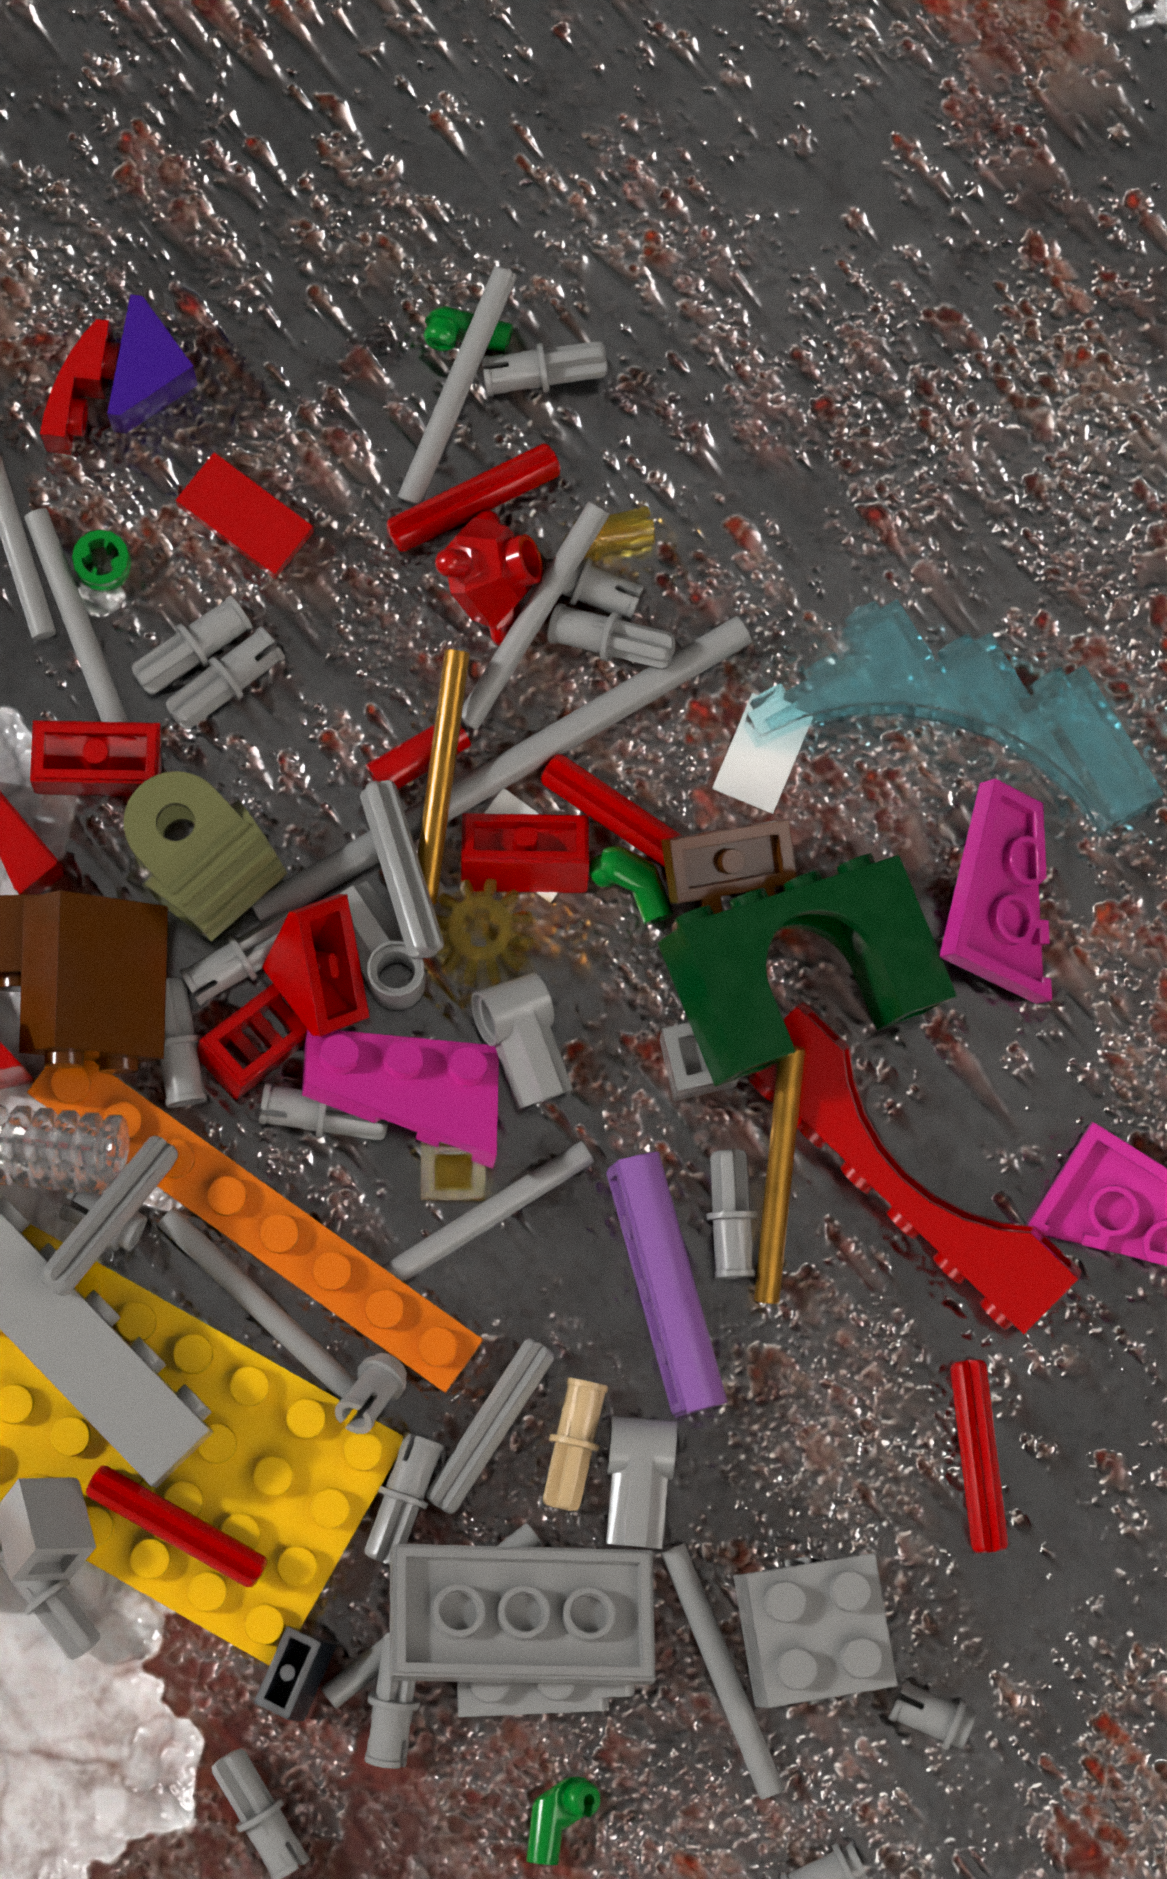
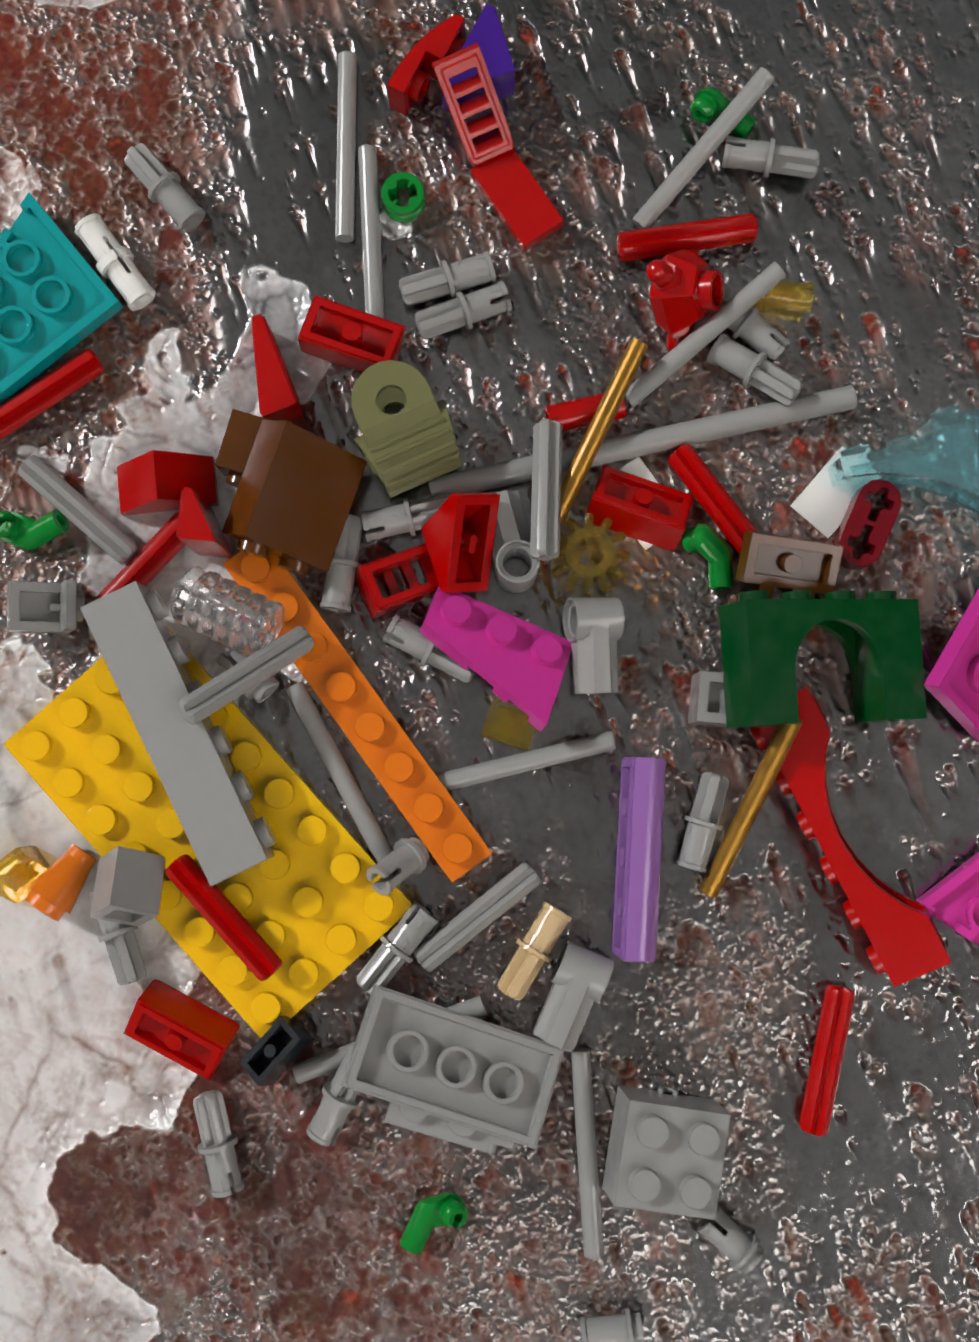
camera: 25 degrees right, 5 degrees up
(165, 1692) = (181, 1029): none -> red slope
(180, 456) = (484, 136): none -> red slope
(828, 782) = (876, 529): none -> dark red beam

